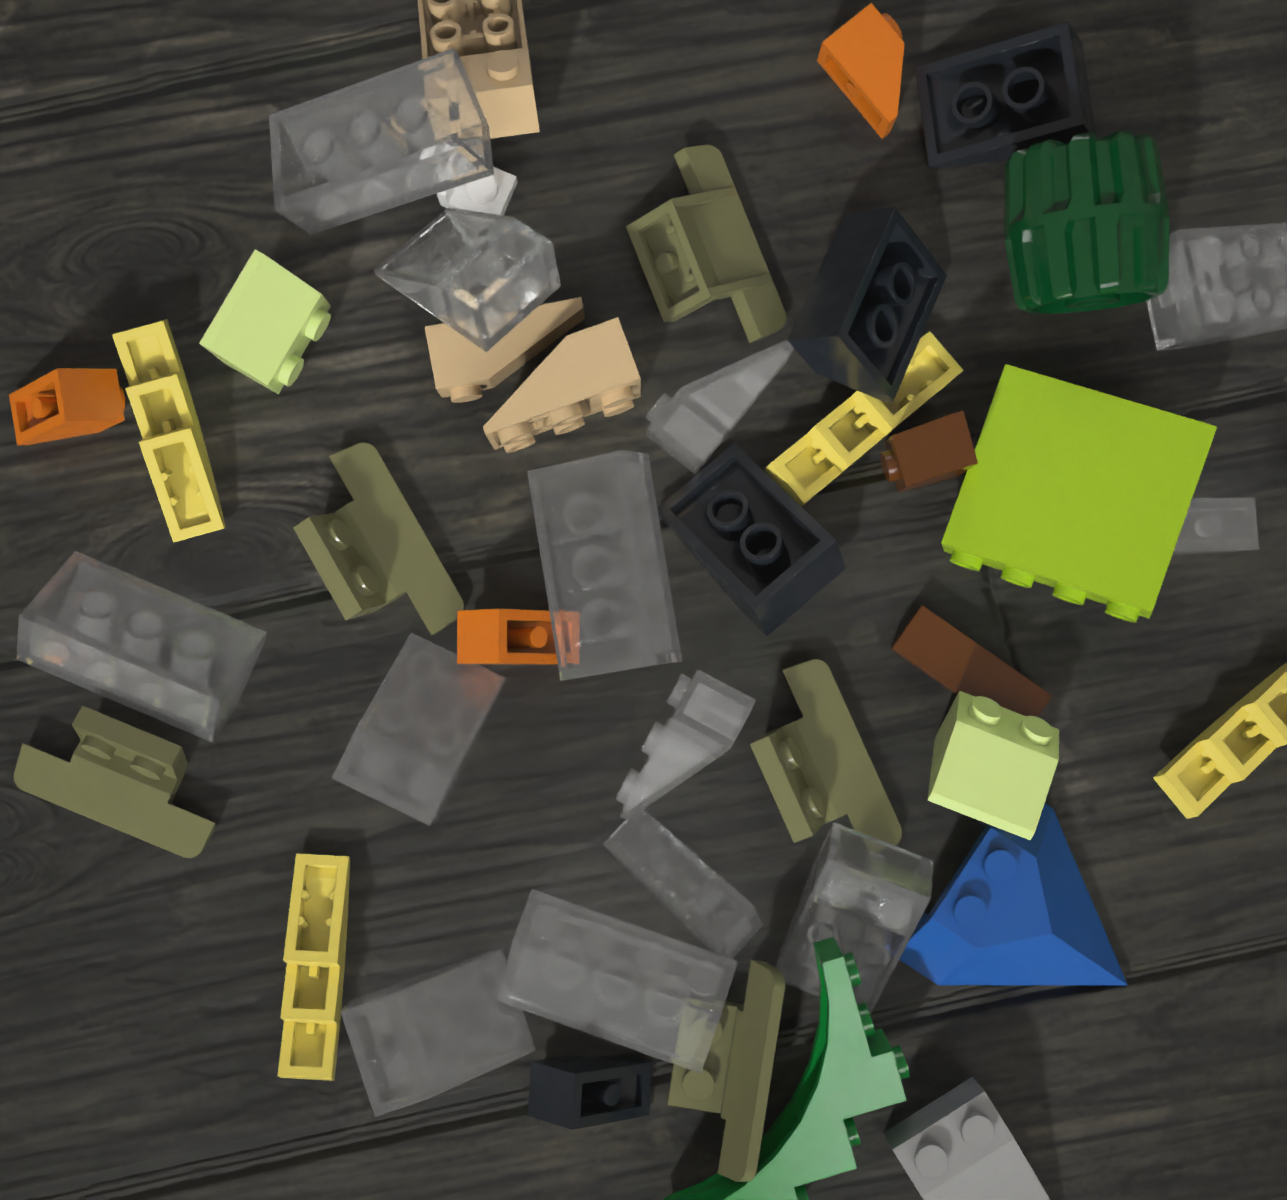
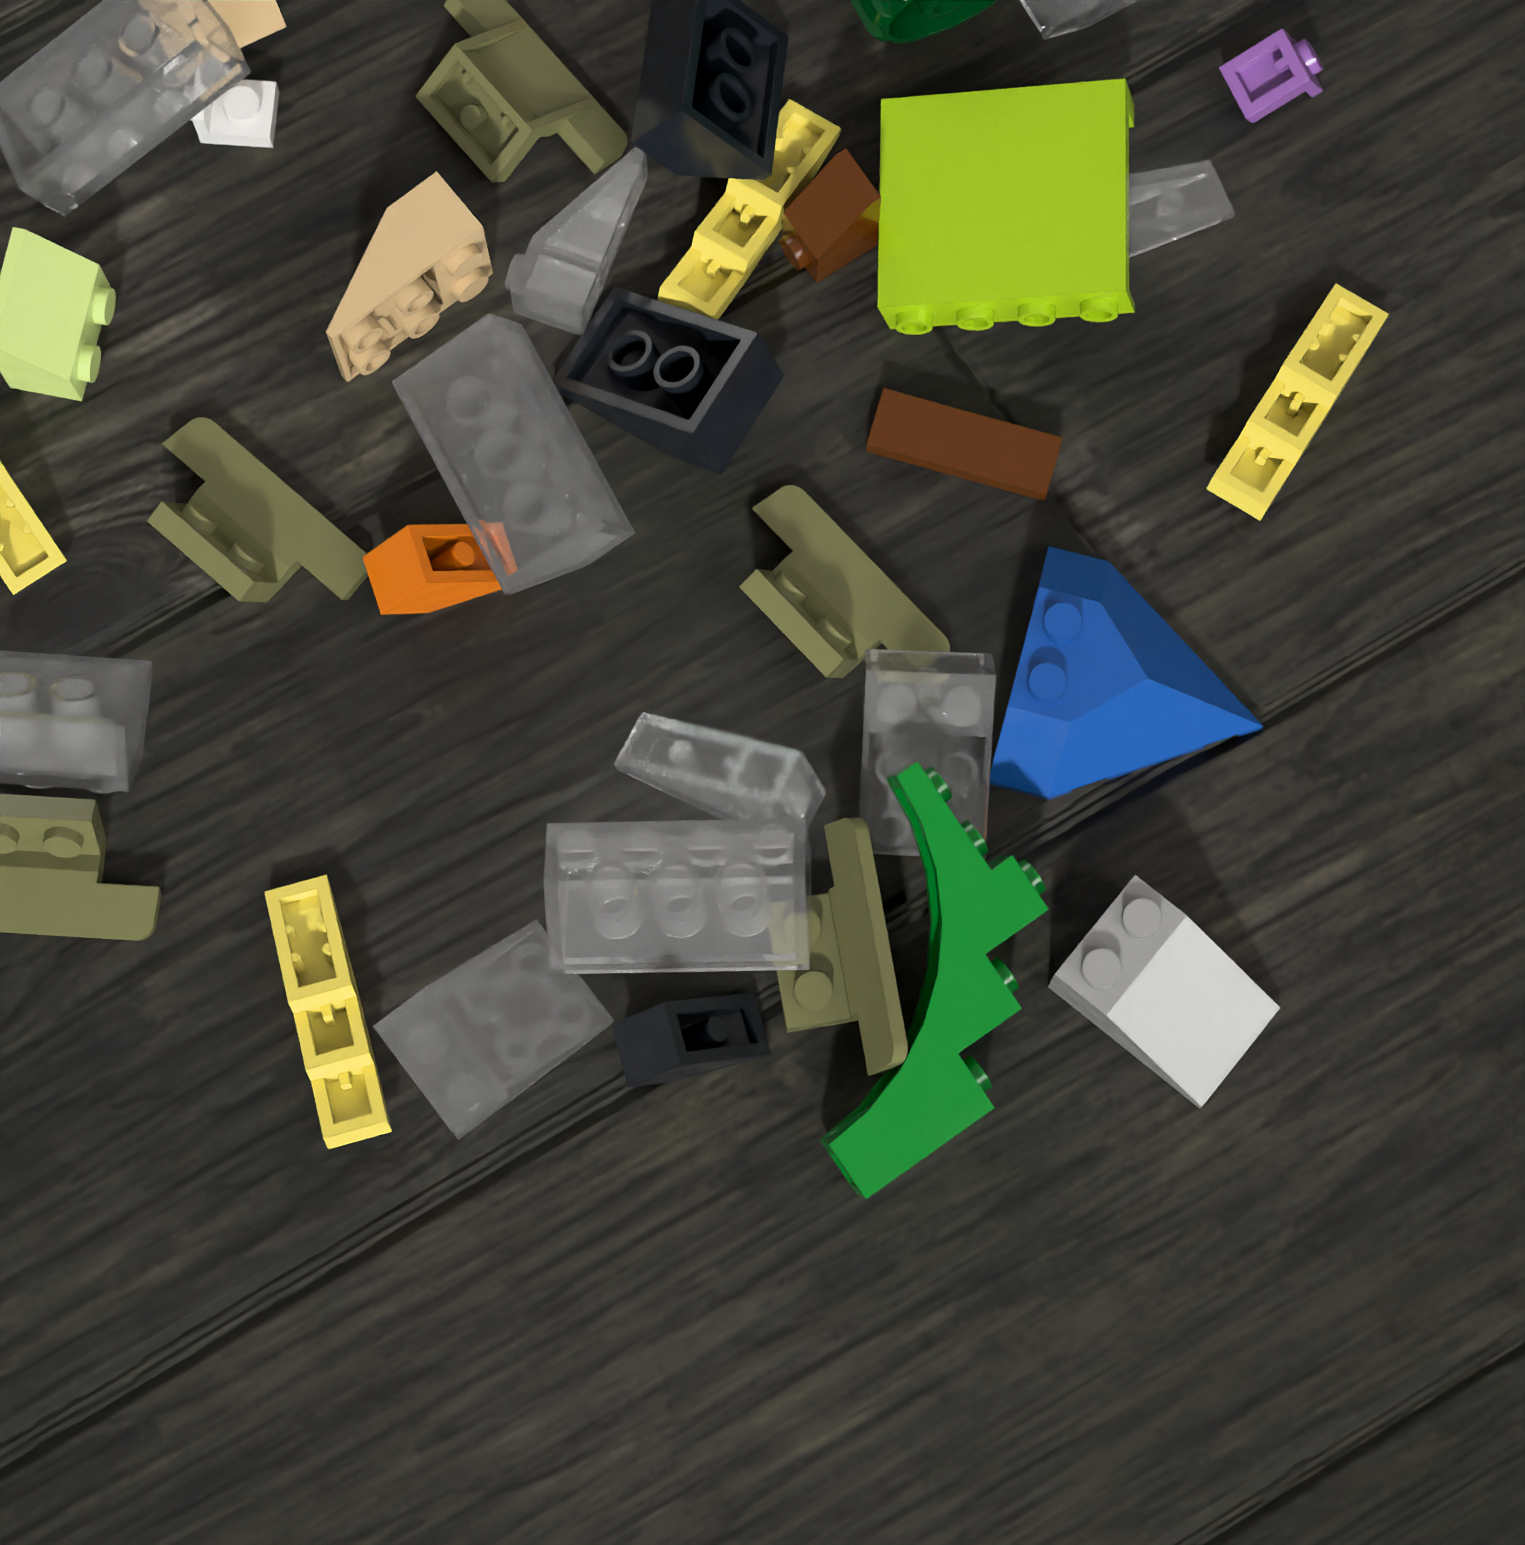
camera: 15 degrees left, 10 degrees down
(419, 730) = (361, 704): clear slope -> none
(465, 369) = (305, 269): tan slope -> none
(475, 272) = (265, 184): clear slope -> none
(697, 732) = (676, 600): clear slope -> none
(993, 764) = (1018, 517): yellowish green slope -> none

